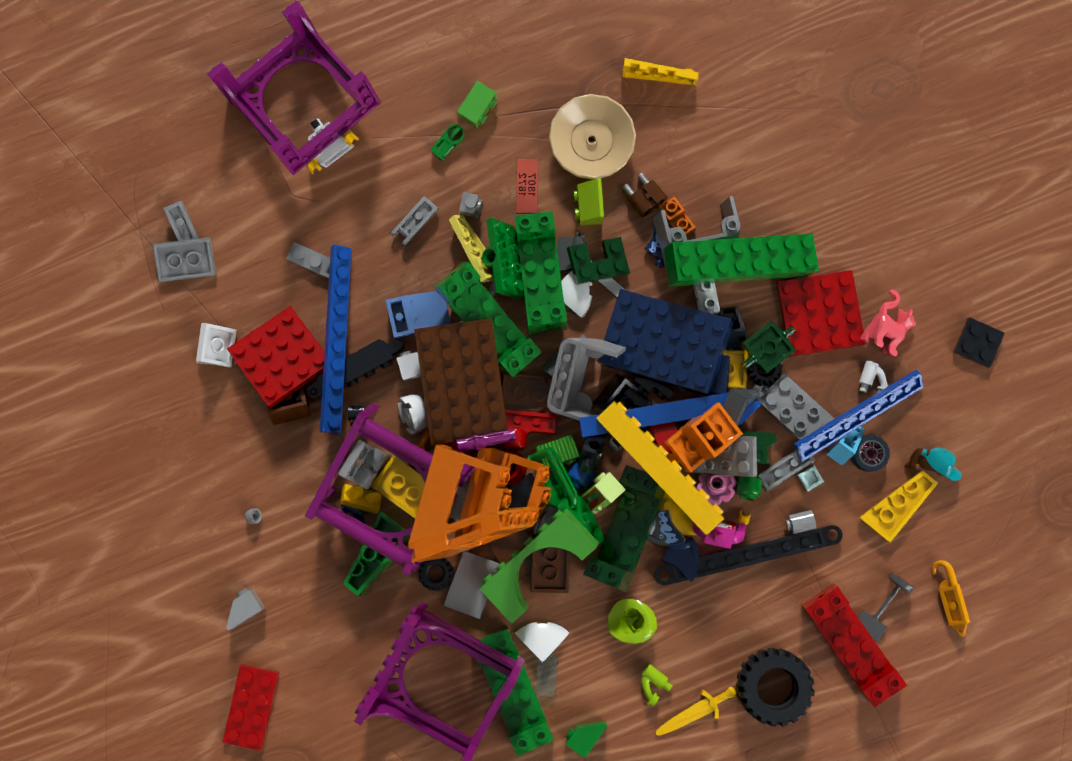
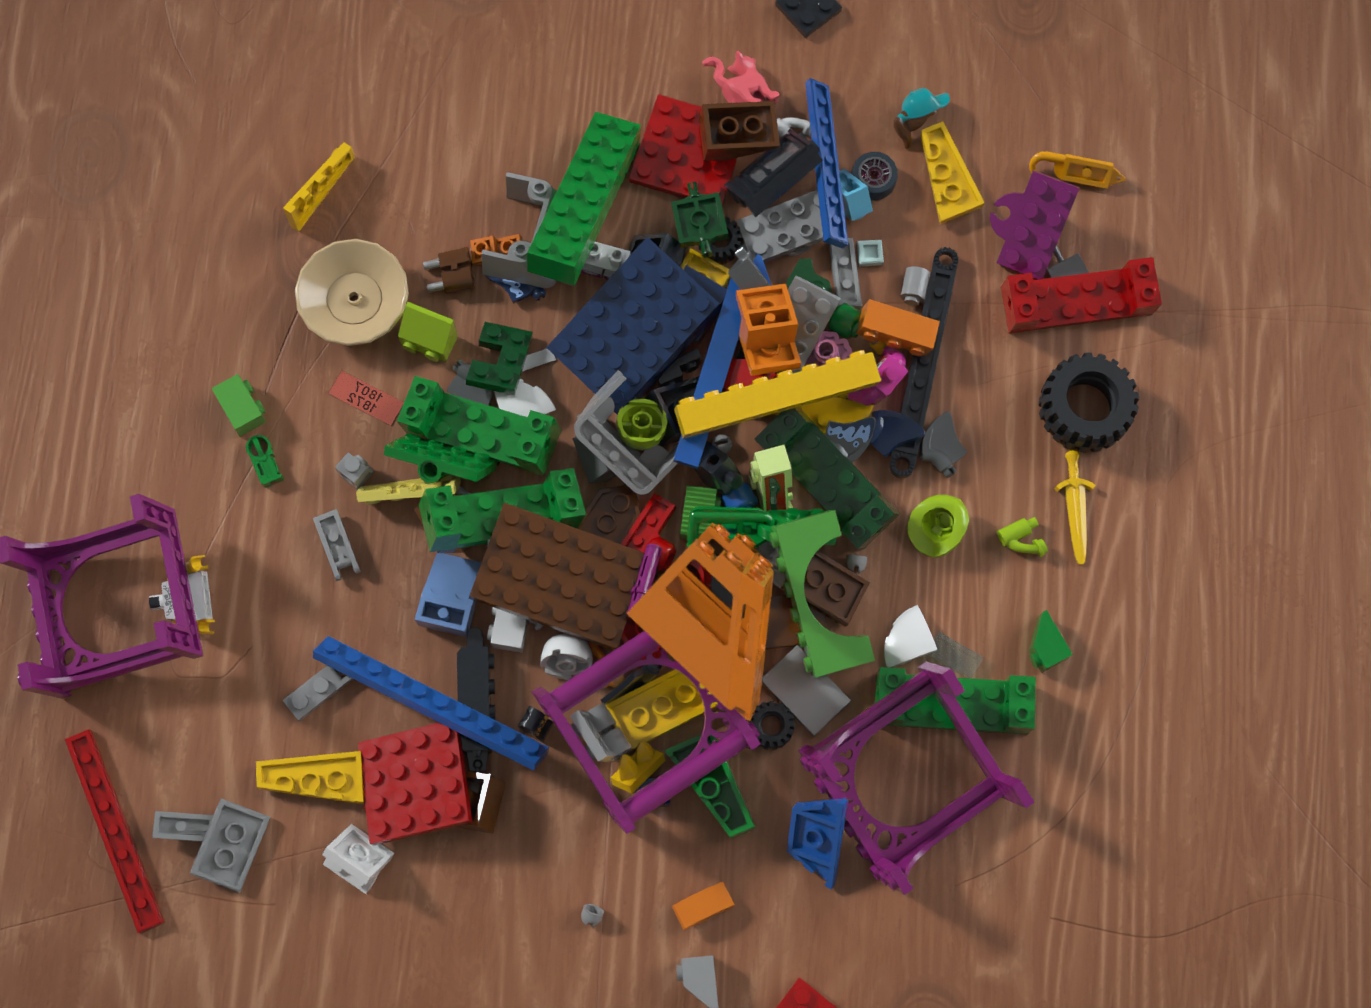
camera: 65 degrees left, 10 degrees down
(159, 181) = (114, 831): none -> red tile
(255, 291) = (317, 776): none -> yellow wing
(293, 586) = (703, 905): none -> orange slope
(373, 641) = (817, 836): none -> blue wing
(579, 577) = (856, 560): none -> light grey hinge
(597, 382) = (641, 424): none -> lime cylinder
(692, 596) = (941, 445): none -> dark grey arm
(759, 526) = (897, 328): none -> orange brick
(832, 382) = (774, 172): none -> black door
(851, 341) = (738, 129): none -> reddish brown slope
(890, 586) = (1033, 223): none -> magenta plate

